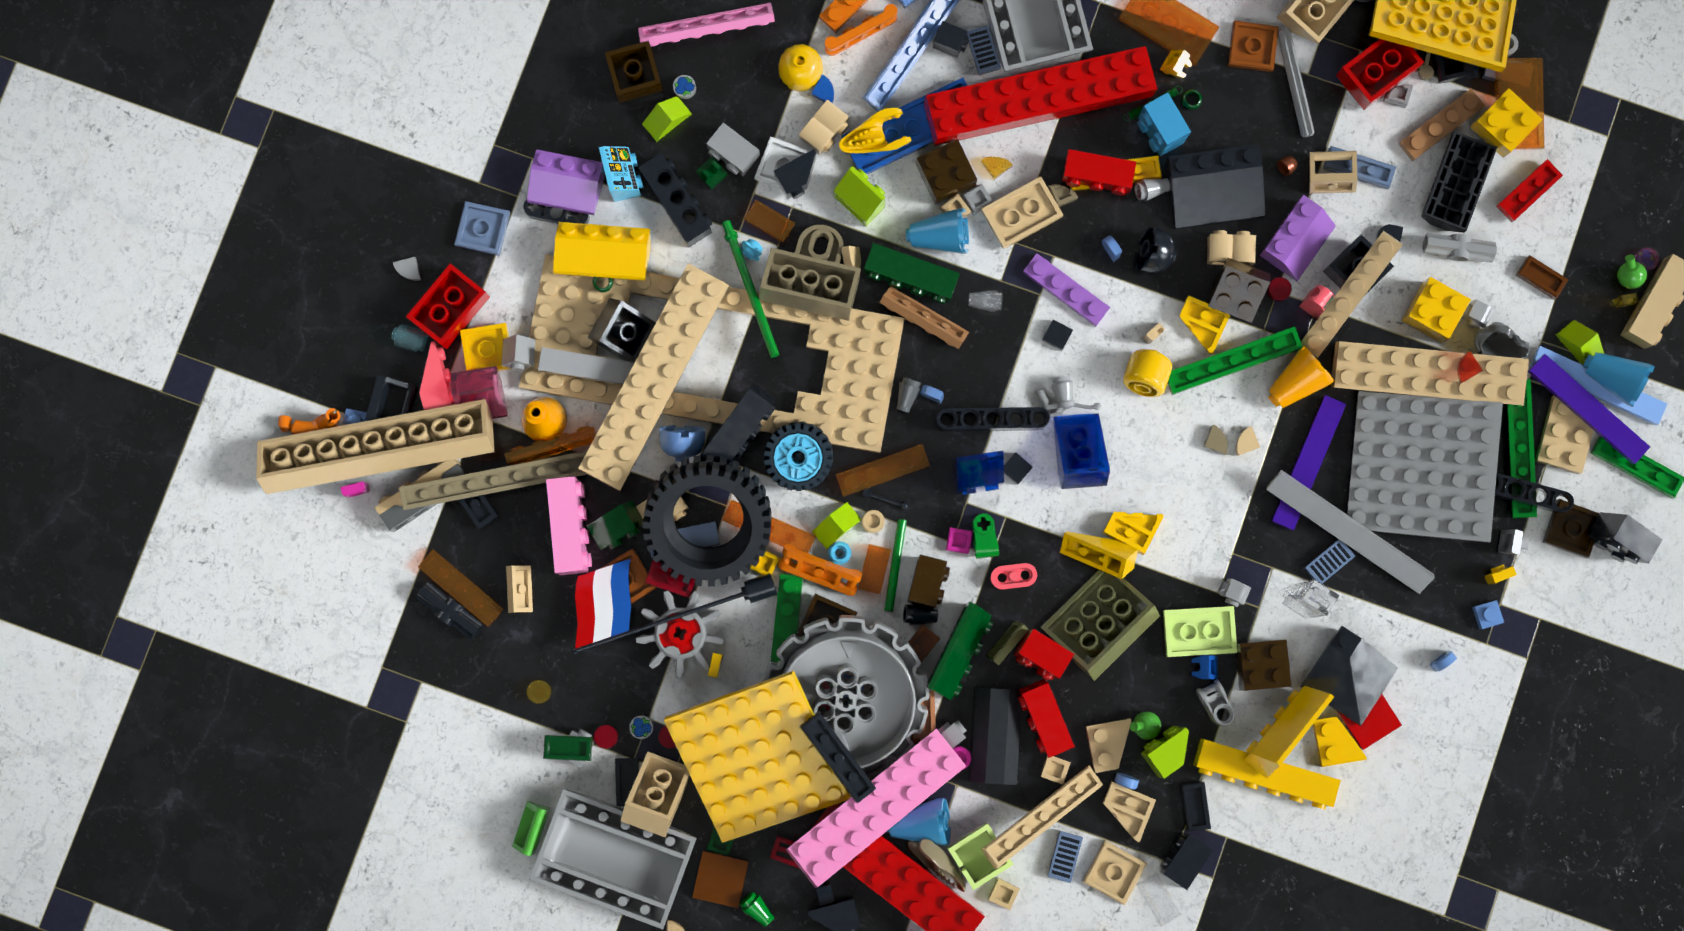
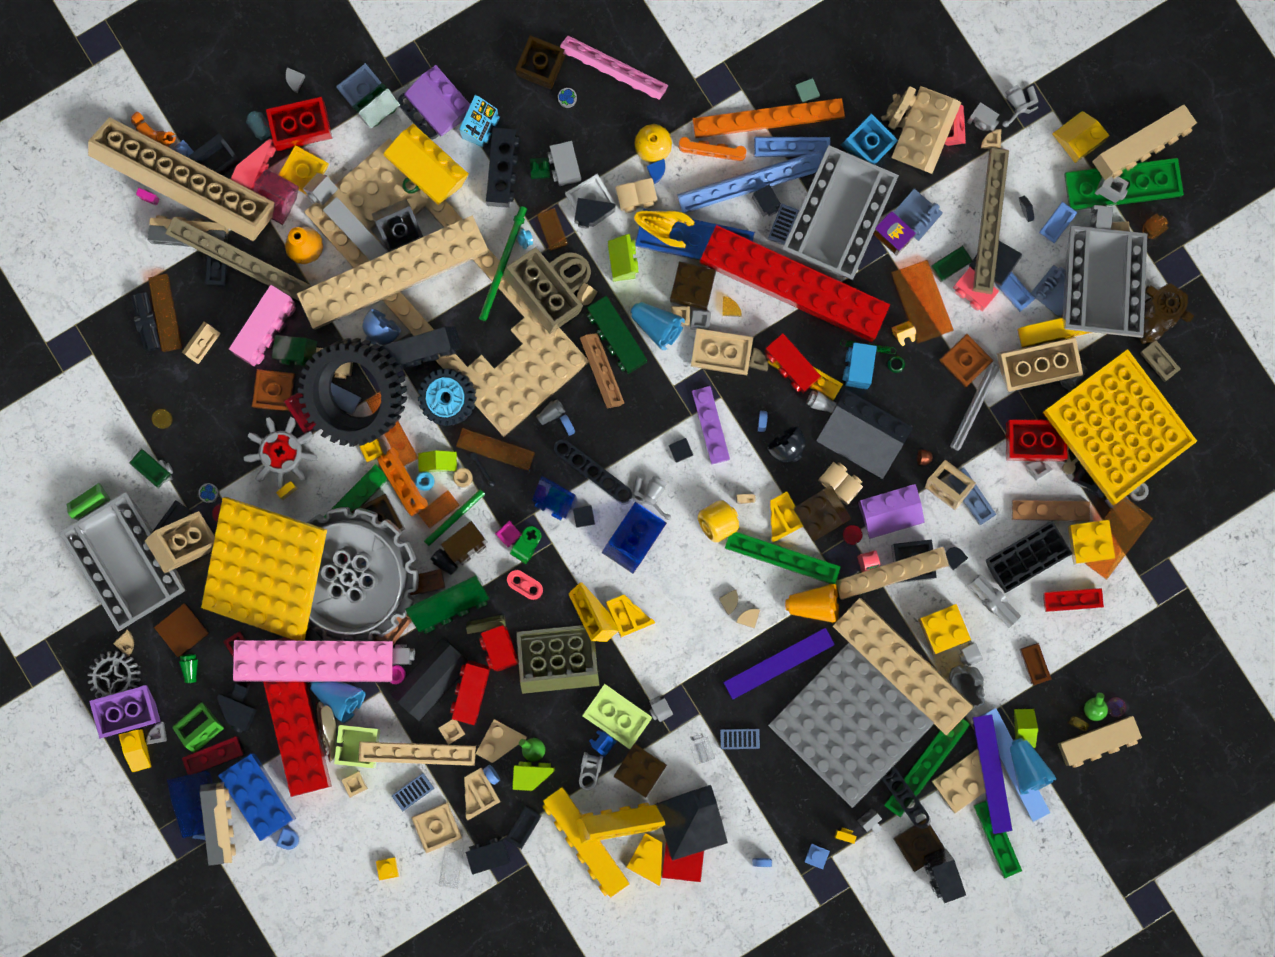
camera: 40 degrees right, 0 degrees up
(509, 232) = (376, 105): none -> brick
(543, 448) = (288, 264): clear orange plate -> none
(605, 604) = (248, 395): flag -> none
(606, 736) = (181, 481): dark red tile -> none
(666, 117) = (539, 108): lime slope -> none
(715, 844) = (195, 607): dark green tile -> none
(837, 757) = (311, 607): black tile -> none
(986, 300) = (652, 391): clear cone -> none
(1350, 531) = (768, 729): light grey tile -> none
(1468, 367) = (928, 681): clear red tile -> none

